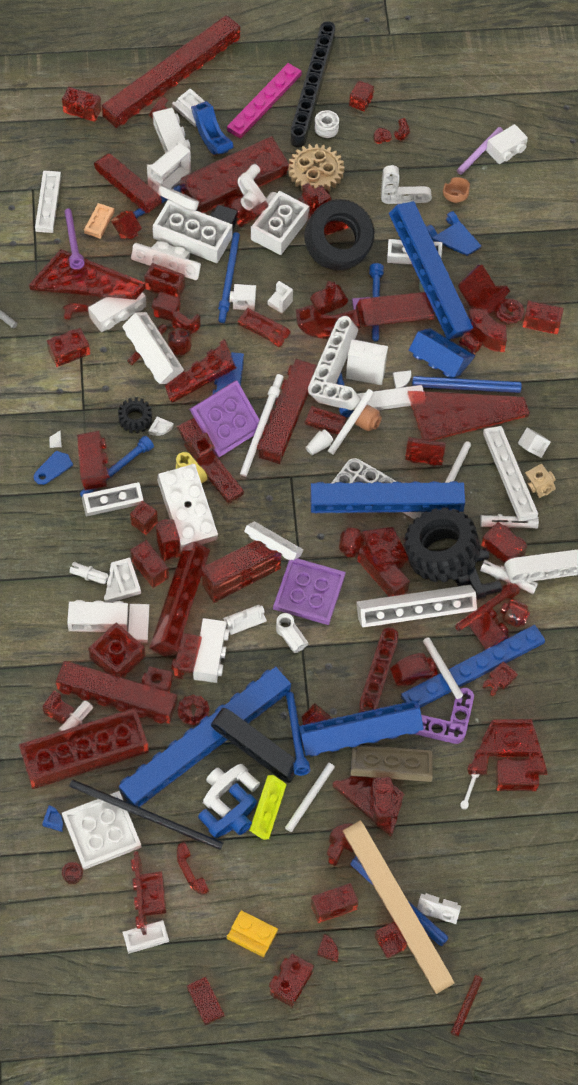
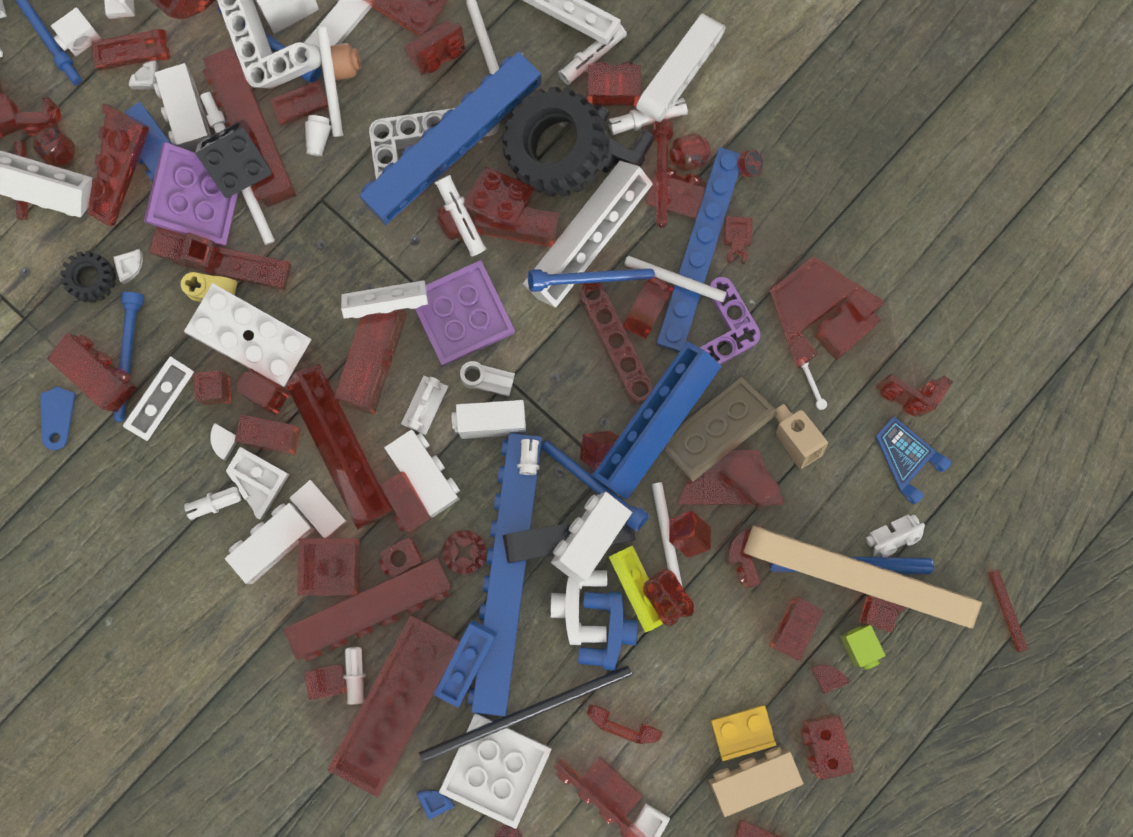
camera: 45 degrees left, 20 degrees up
(55, 440) = (28, 381): white piece -> none
(122, 549) = (222, 441): none -> white tile
(139, 757) = (465, 663): none -> blue plate
(233, 961) = (755, 781): none -> tan brick
(258, 346) = (144, 77): none -> white tile
(262, 375) = (182, 106): none -> white brick
(263, 417) = (233, 159): none -> black bracket
(267, 748) = (590, 536): none -> white brick
(272, 650) = (489, 419): none -> white brick
(273, 685) = (528, 461): none -> white pin
(280, 822) = (666, 596): none -> clear red piece
(323, 804) = (690, 534): none -> clear red panel
(359, 516) = (454, 204): none -> white pin
(363, 946) = (863, 646): none -> lime brick
(366, 602) = (539, 280): none -> blue piece
(433, 802) = (806, 443): none -> tan torso
(487, 872) = (906, 456): none -> flag
(521, 847) = (914, 401): none -> clear red bracket
(544, 646) = (750, 163): none -> clear red tile

